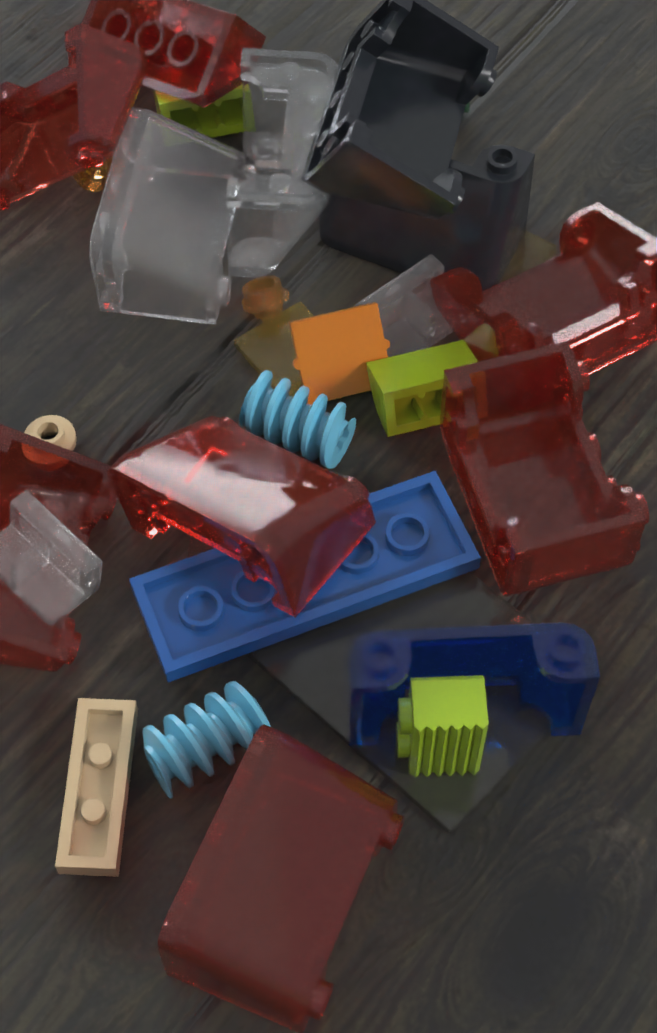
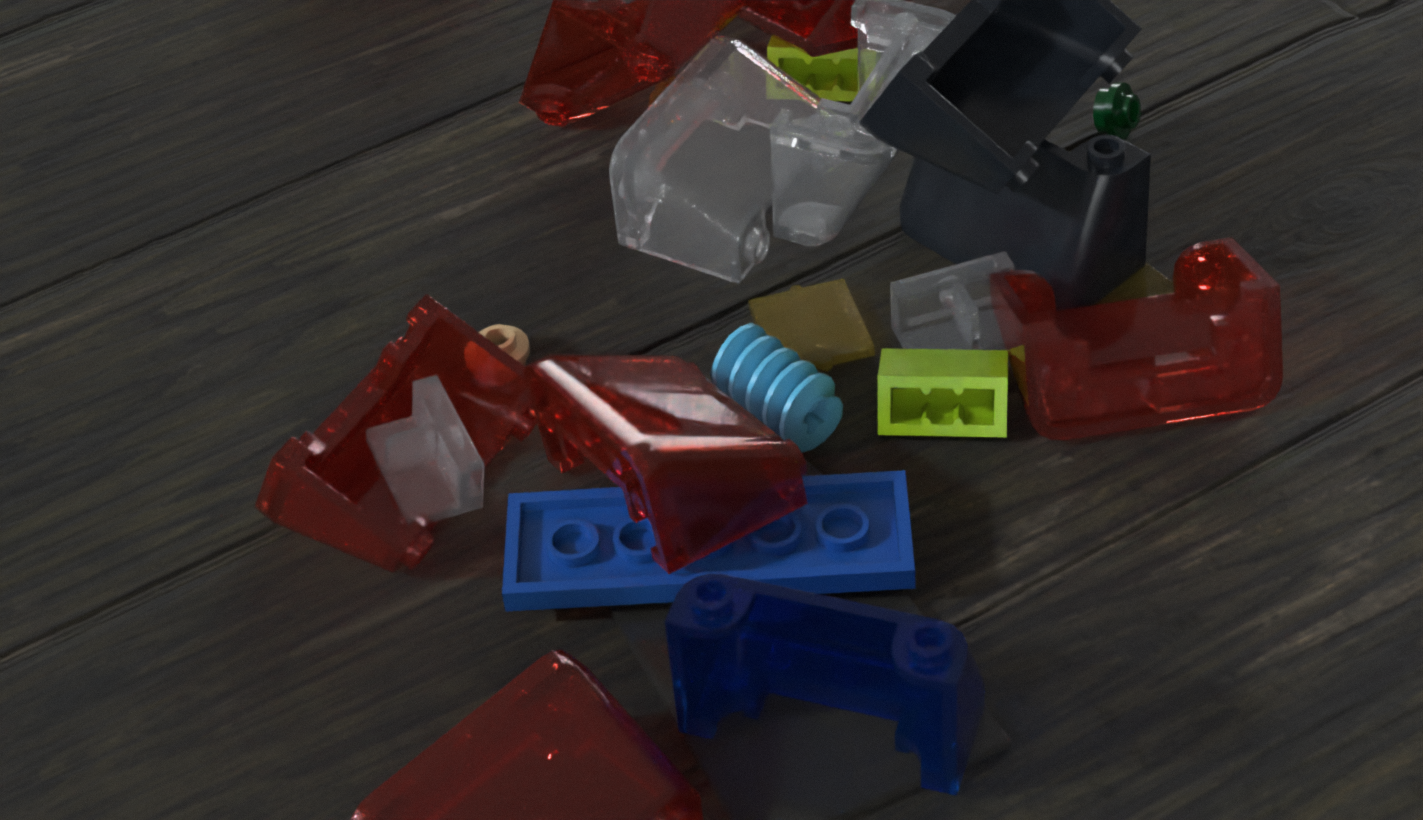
camera: 25 degrees right, 15 degrees down
(97, 788) = (379, 693): tan plate -> none
(202, 735) = (480, 675): medium azure piece -> none
(264, 297) = (800, 262): clear orange plate -> none
(335, 350) = (851, 323): orange piece -> none
(443, 725) = (777, 719): lime brick -> none
(536, 470) = (1027, 494): clear red windscreen -> none

